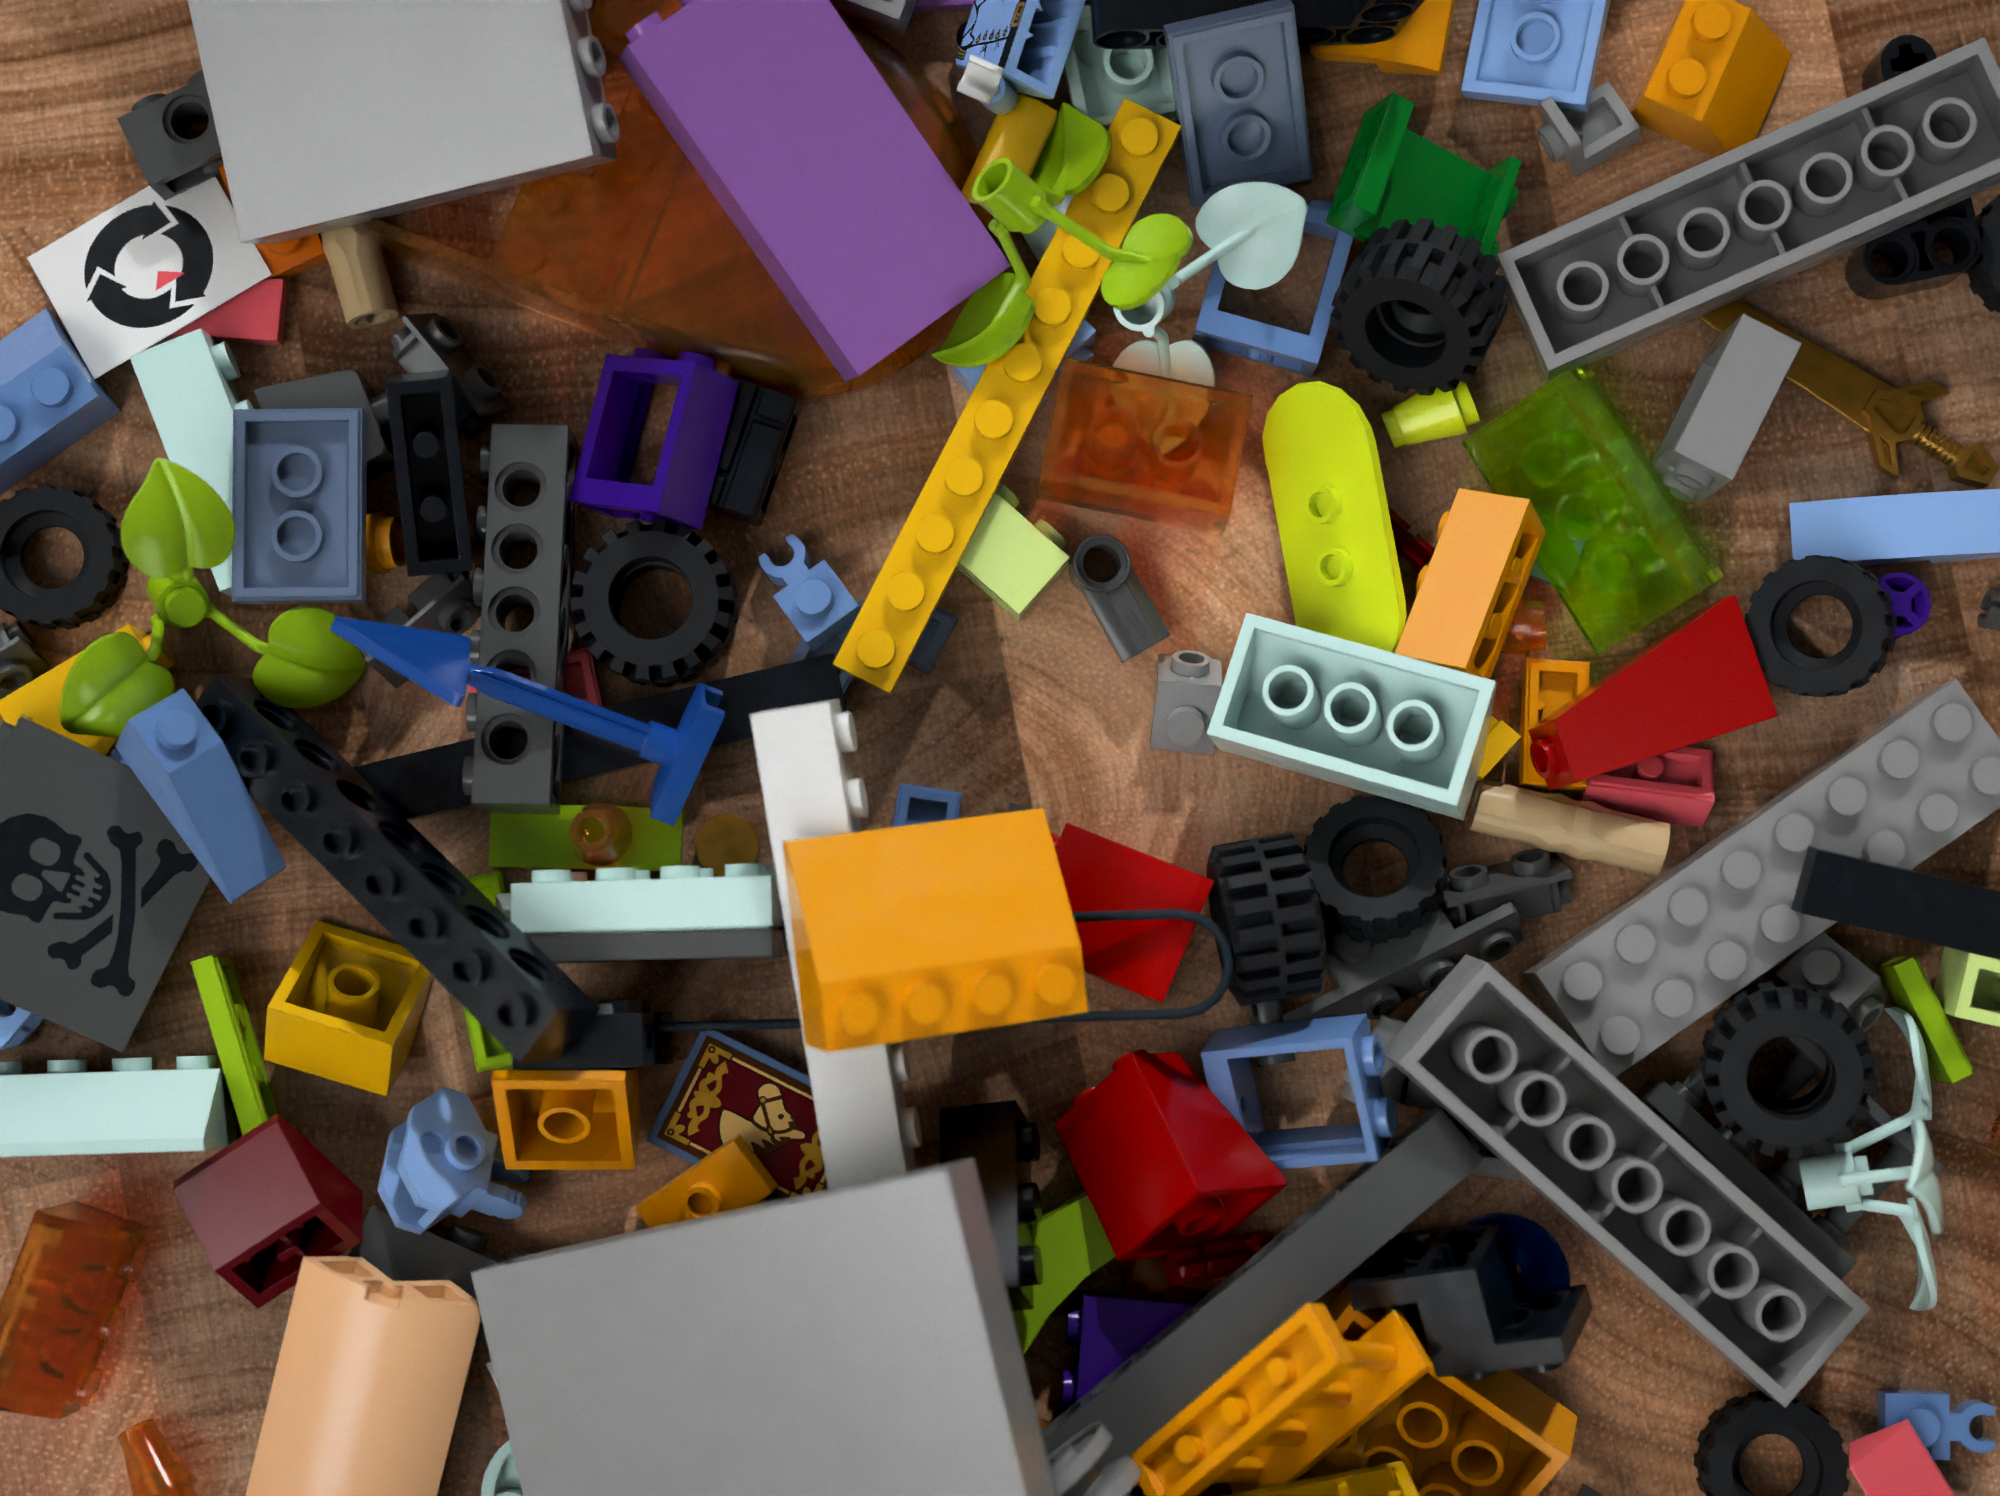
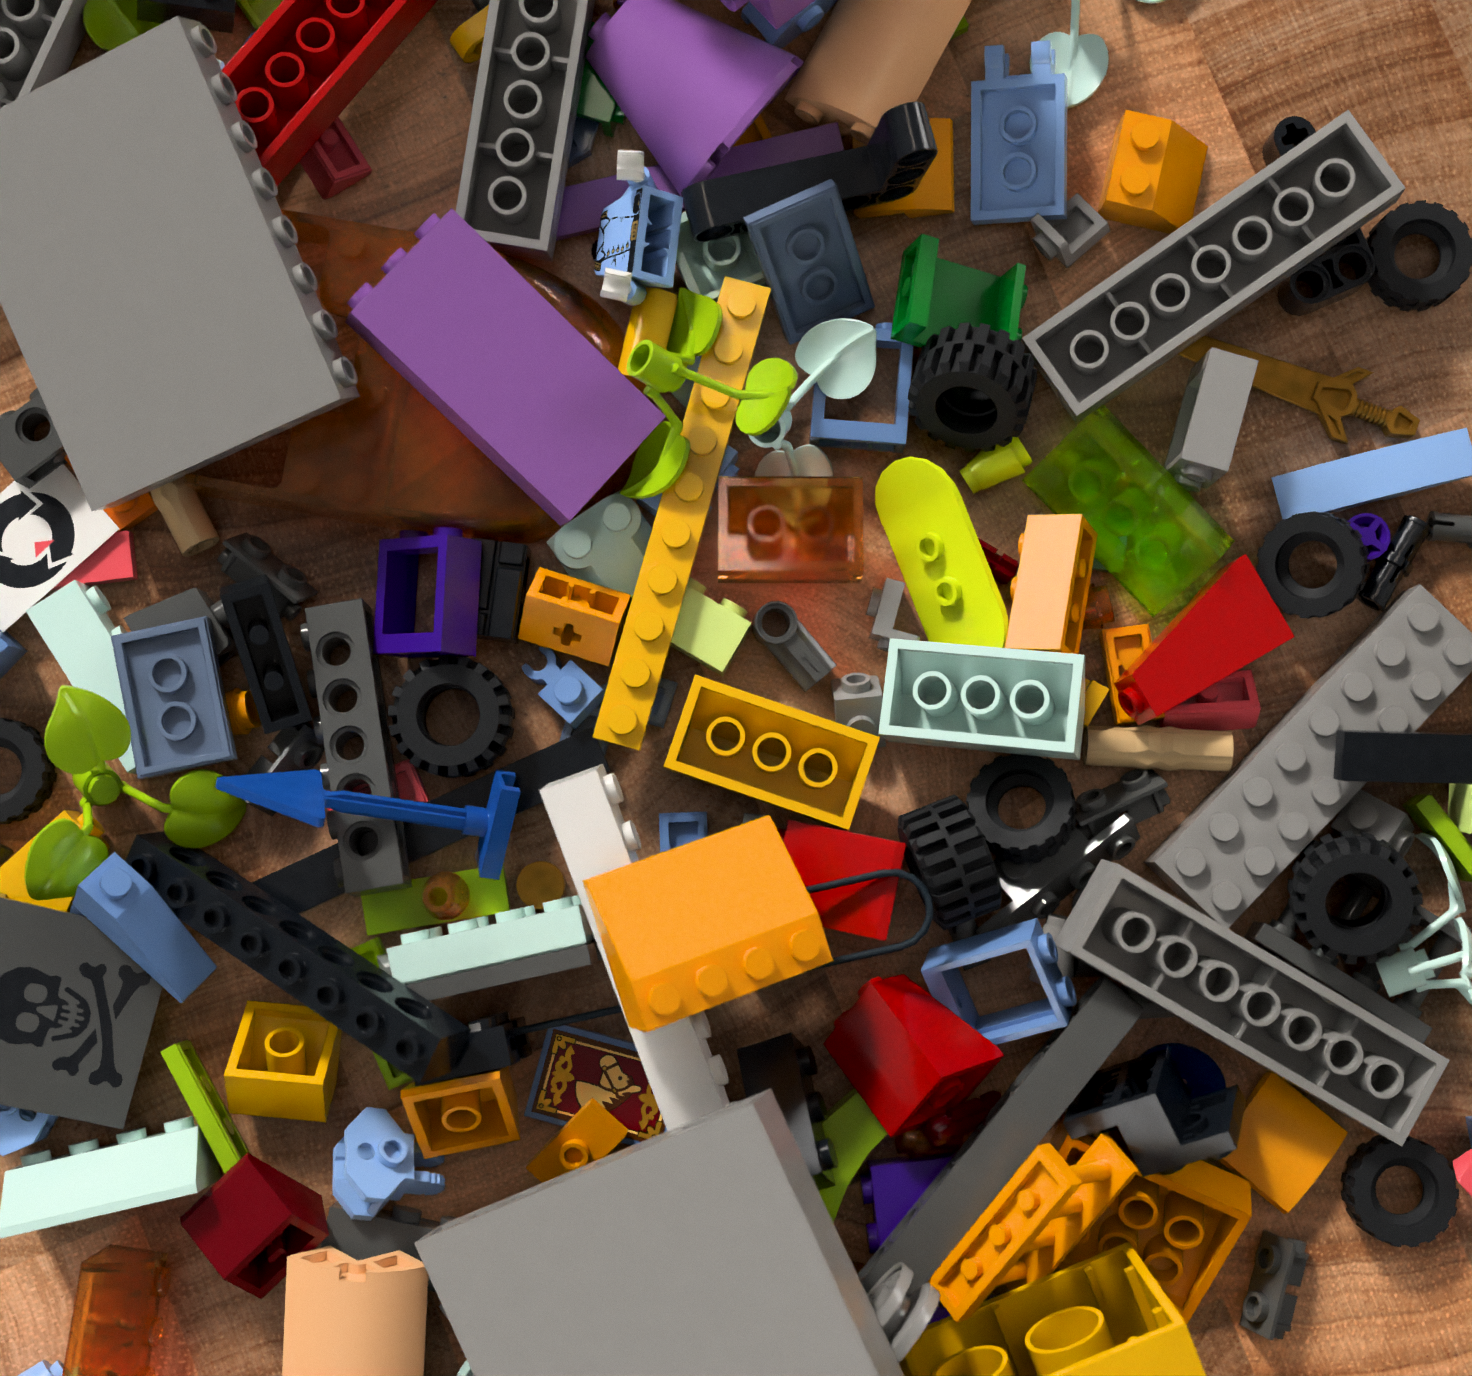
camera: 10 degrees left, 0 degrees up
(839, 504) = (573, 616): none -> light orange brick
(895, 428) = (604, 544): none -> light aqua slope
(1061, 731) = (771, 752): none -> yellow slope
(1246, 573) = (884, 608): none -> light grey bracket
(1629, 1374) = (1283, 1142): none -> light orange slope
(1928, 646) = (1394, 562): none -> black pin

